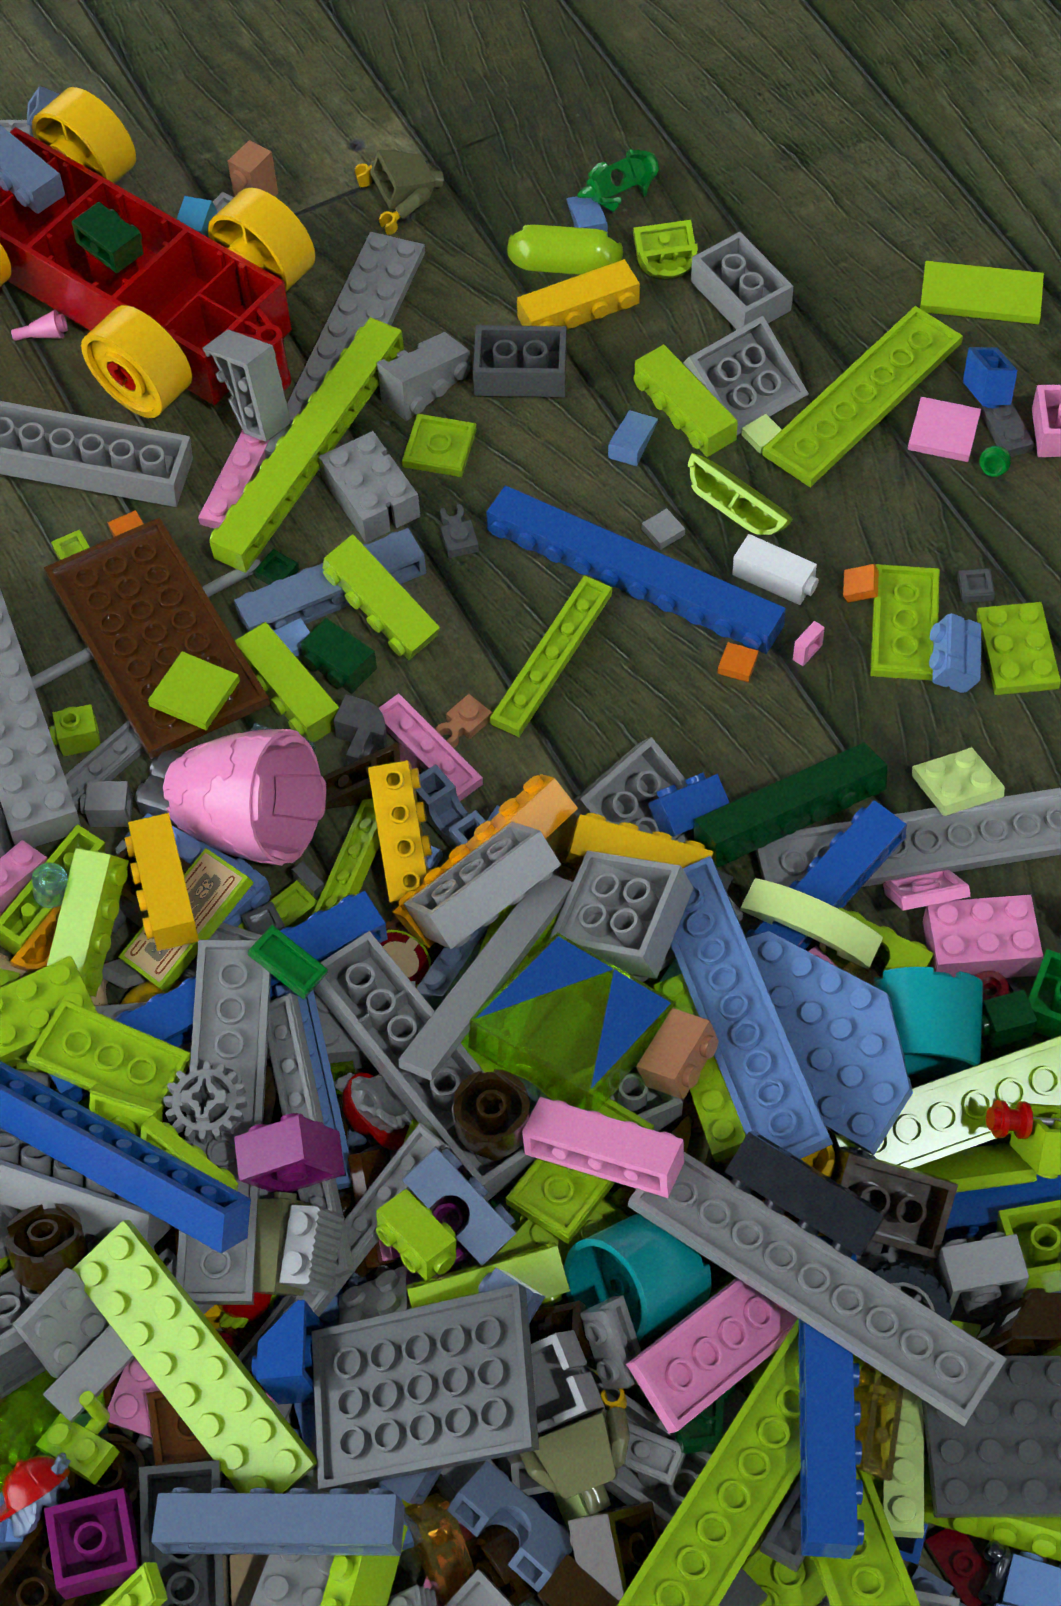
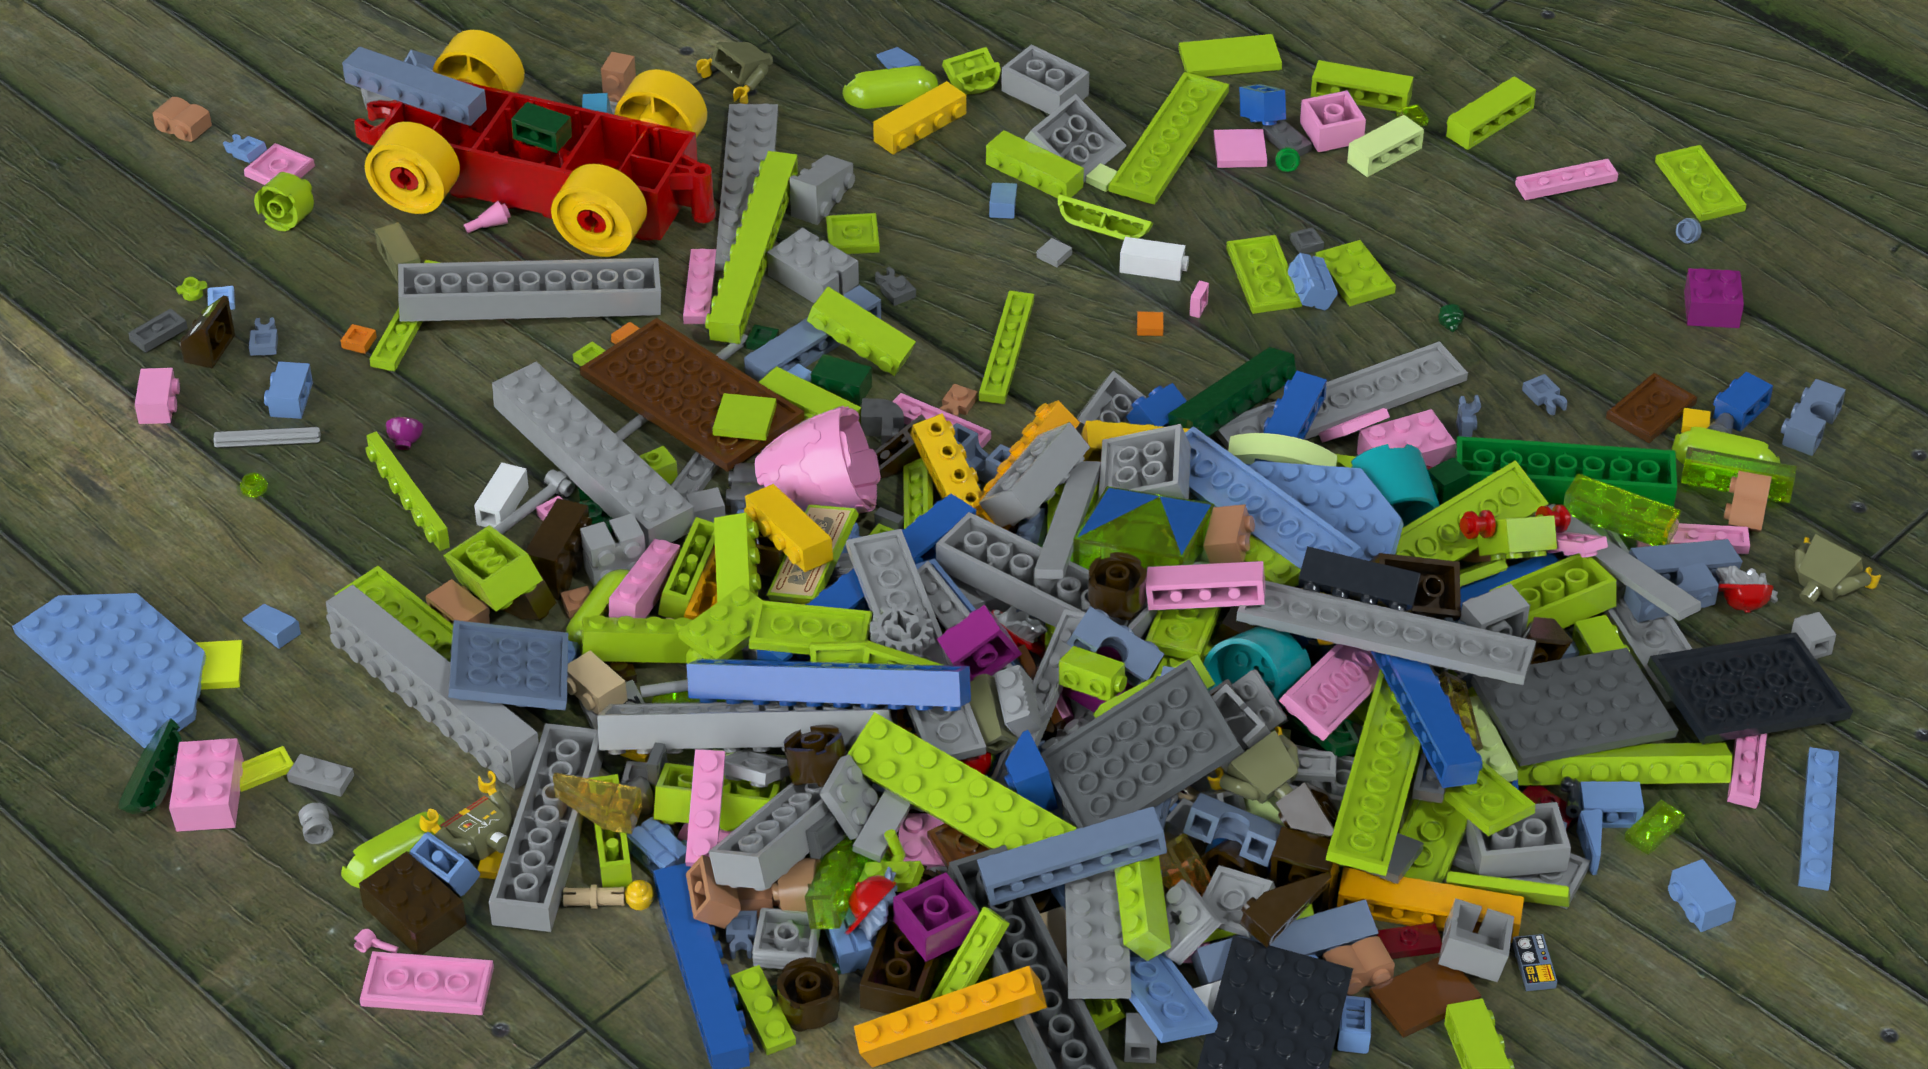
camera: 20 degrees left, 15 degrees down
(49, 884) = (699, 552): clear light blue brick -> none
(253, 381) = (698, 207): light grey wedge -> none
(287, 962) = (920, 538): green tile -> none
(520, 361) = (894, 163): dark grey brick -> none
(636, 569) = (1045, 279): blue brick -> none
(637, 169) = (928, 24): green piece -> none
(860, 583) = (1221, 255): orange tile -> none
(958, 781) = (1347, 359): yellowish green plate -> none

